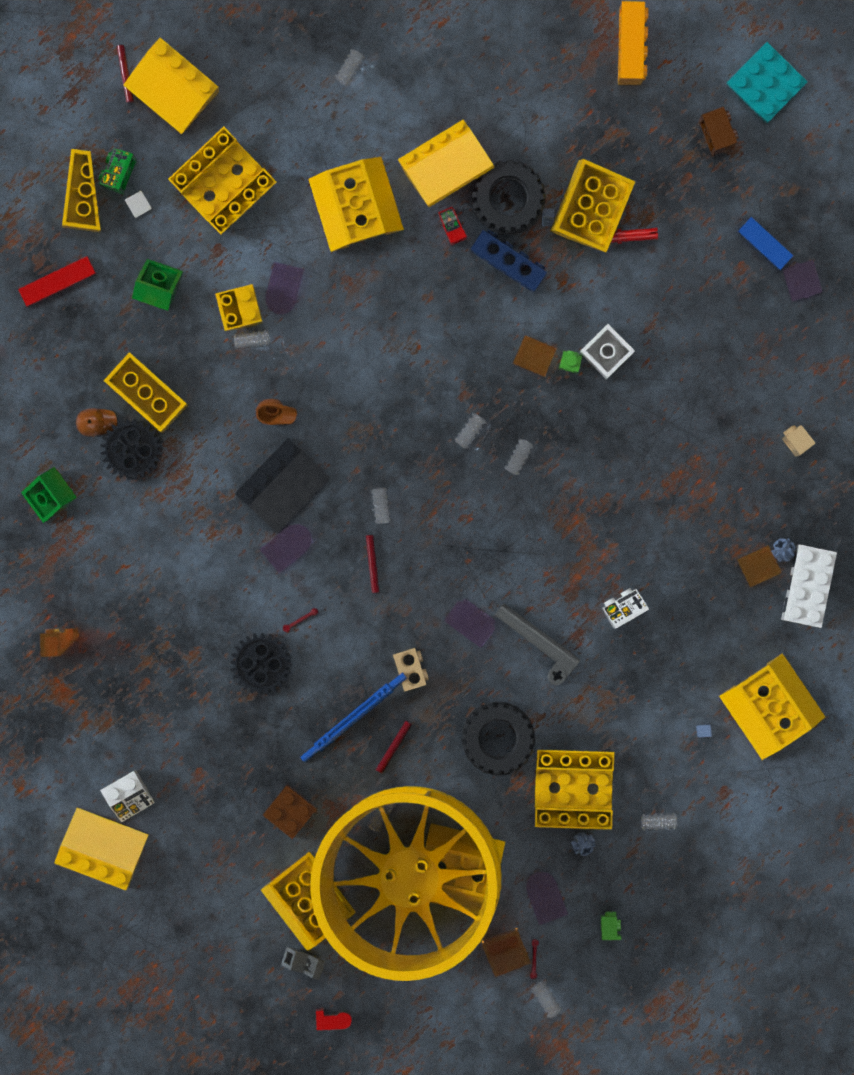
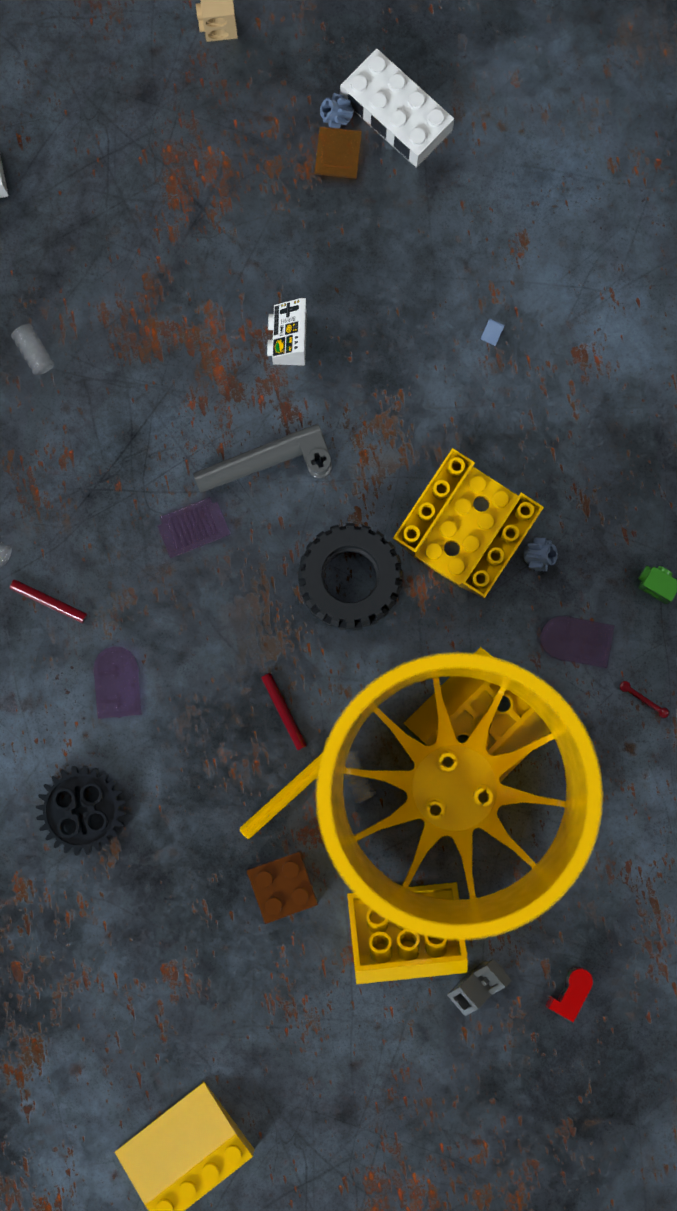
camera: 60 degrees left, 5 degrees down
(127, 796) = (138, 1079): white slope -> none
(286, 628) = (59, 752): dark red hinge -> none
(344, 779) = (281, 799): none -> yellow axle
(348, 636) = (117, 684): none -> clear purple window
(353, 717) = (217, 737): blue axle -> none
(408, 669) = (199, 639): tan brick -> none
(505, 952) = (616, 726): clear orange slope -> none
(659, 822) = (568, 449): clear piece -> none
(761, 716) = (515, 253): yellow slope -> none

